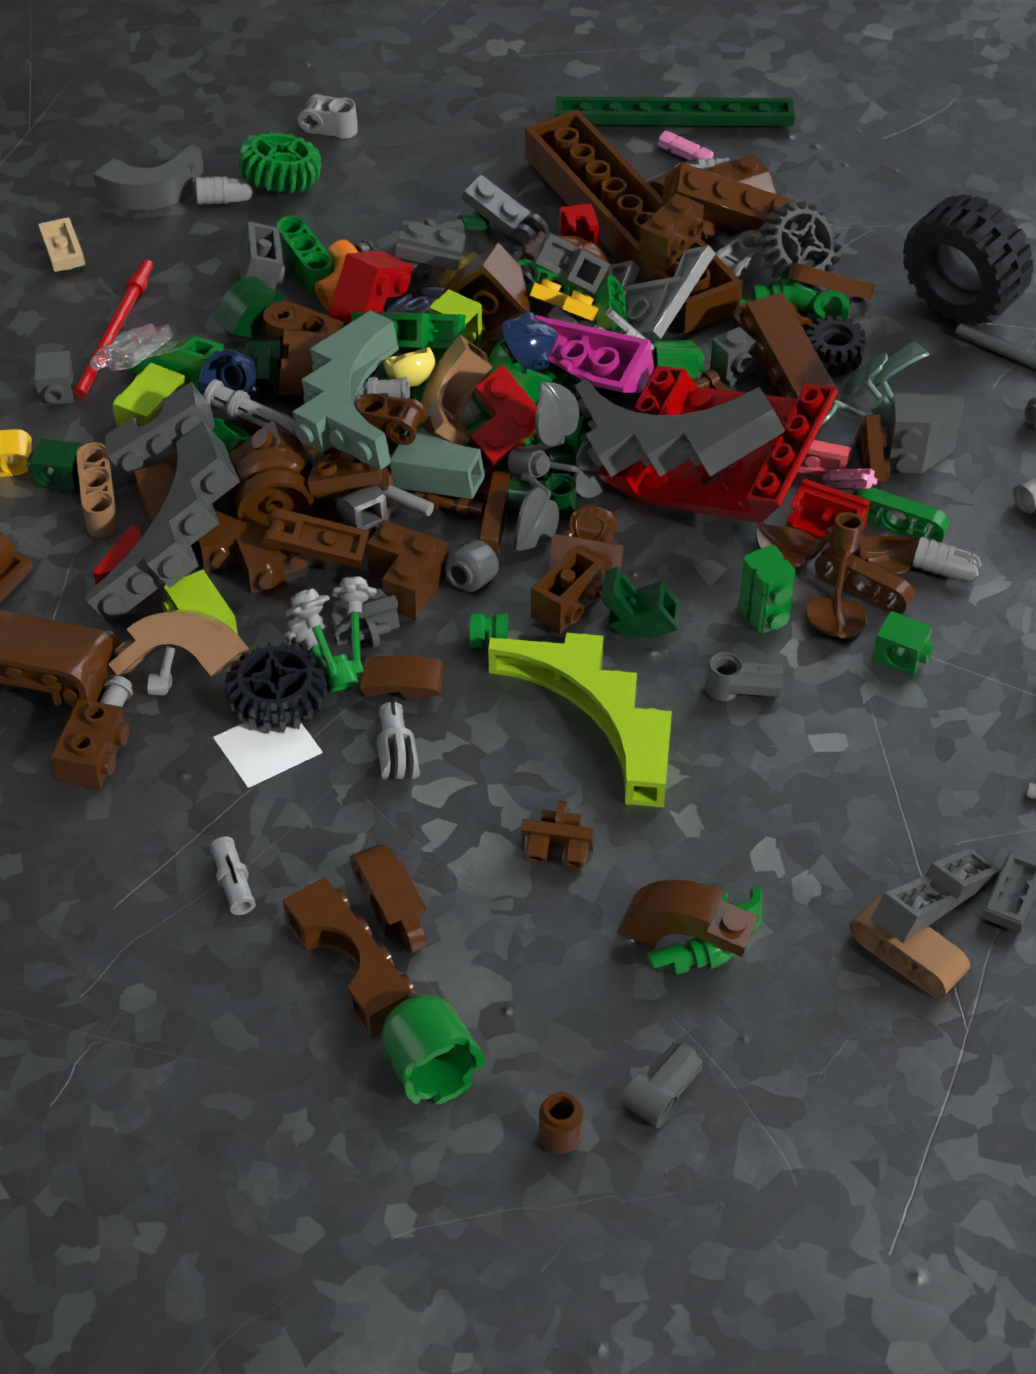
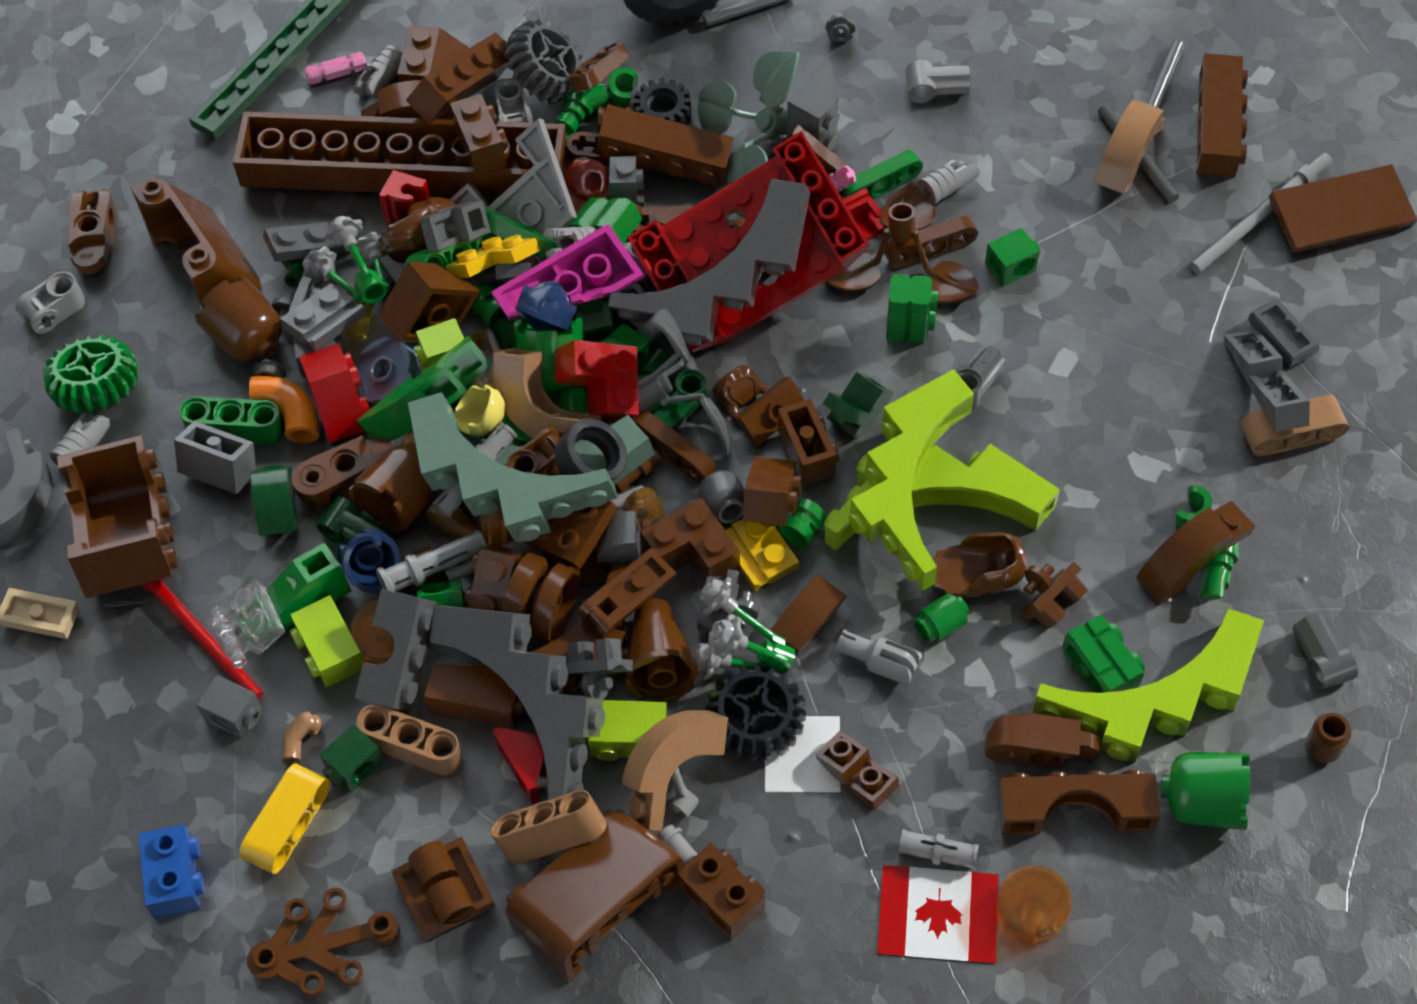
camera: 55 degrees left, 10 degrees up
(58, 427) = (294, 733): none -> medium nougat arm
(66, 599) = (548, 827): none -> medium nougat beam
(163, 240) = (118, 517): none -> reddish brown windscreen
(175, 912) = (938, 914): none -> sticker
(222, 970) = (1034, 904): none -> clear orange head
(227, 549) = (608, 660): none -> dark grey hips
(266, 591) = (659, 654): none -> reddish brown cone
(273, 785) = (856, 771): none -> reddish brown slope
(389, 202) = (240, 320): none -> reddish brown cylinder
(411, 101) = (91, 229): none -> reddish brown piece
(414, 514) = (647, 507): none -> clear orange rock
(426, 416) = (600, 435): none -> black tyre
(435, 168) = (185, 220): none -> reddish brown windscreen
(442, 618) = (762, 553): none -> yellow plate
(467, 769) = (941, 618): none -> green brick
(486, 227) = (321, 266): none -> light grey plant
(493, 584) = (771, 491): none -> reddish brown brick
(516, 907) = (1102, 657): none -> green brick
(540, 768) = (981, 565): none -> reddish brown hair
(563, 1001) = (1167, 704): none -> lime arch
(581, 648) = (911, 430): none -> lime arch
(702, 324) = (595, 177): none -> clear red head

